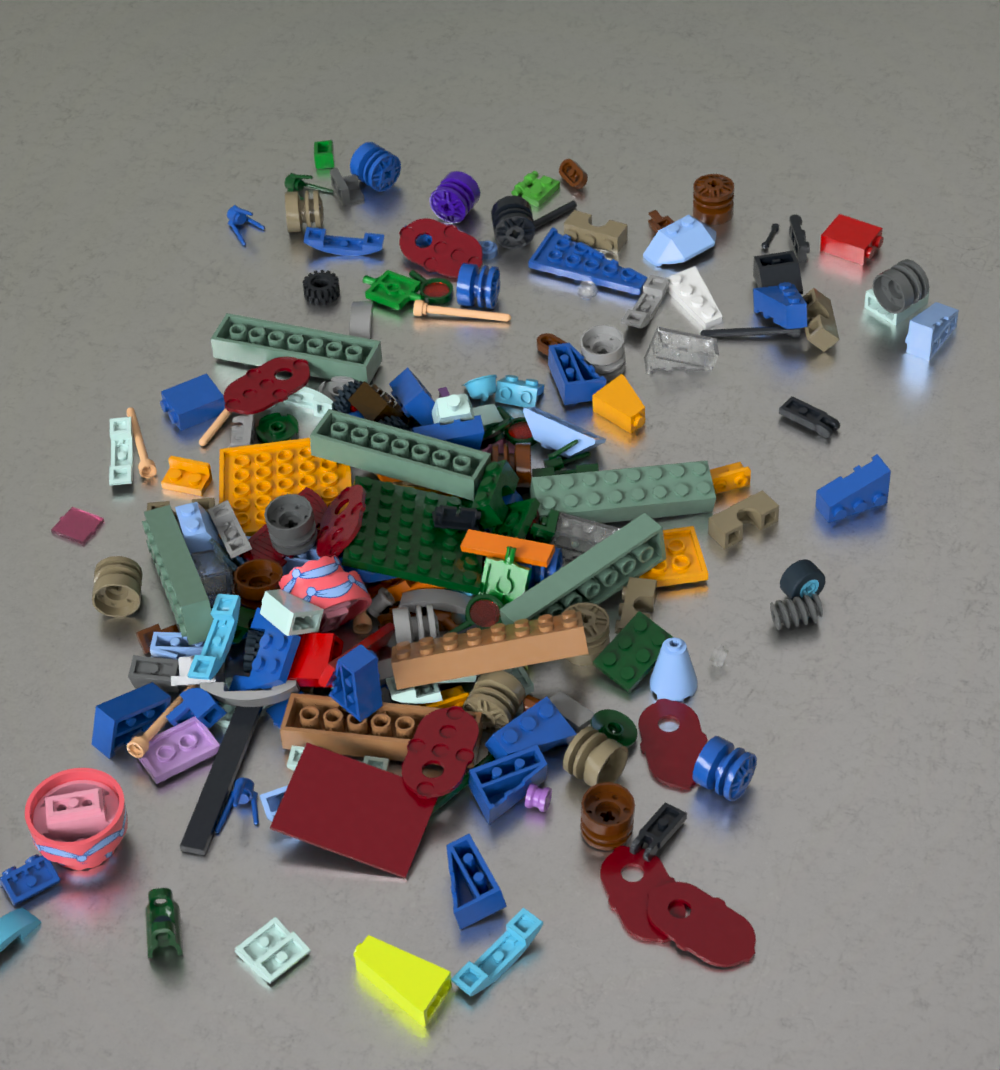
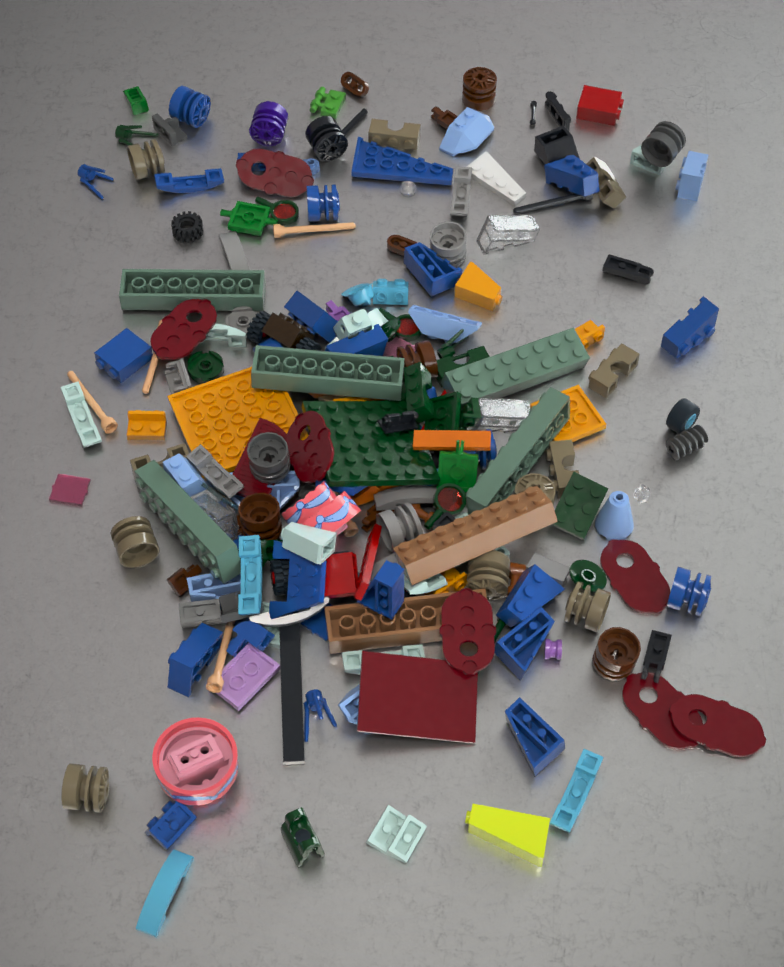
camera: 20 degrees left, 10 degrees up
(380, 602) = (362, 503): light grey bush -> none

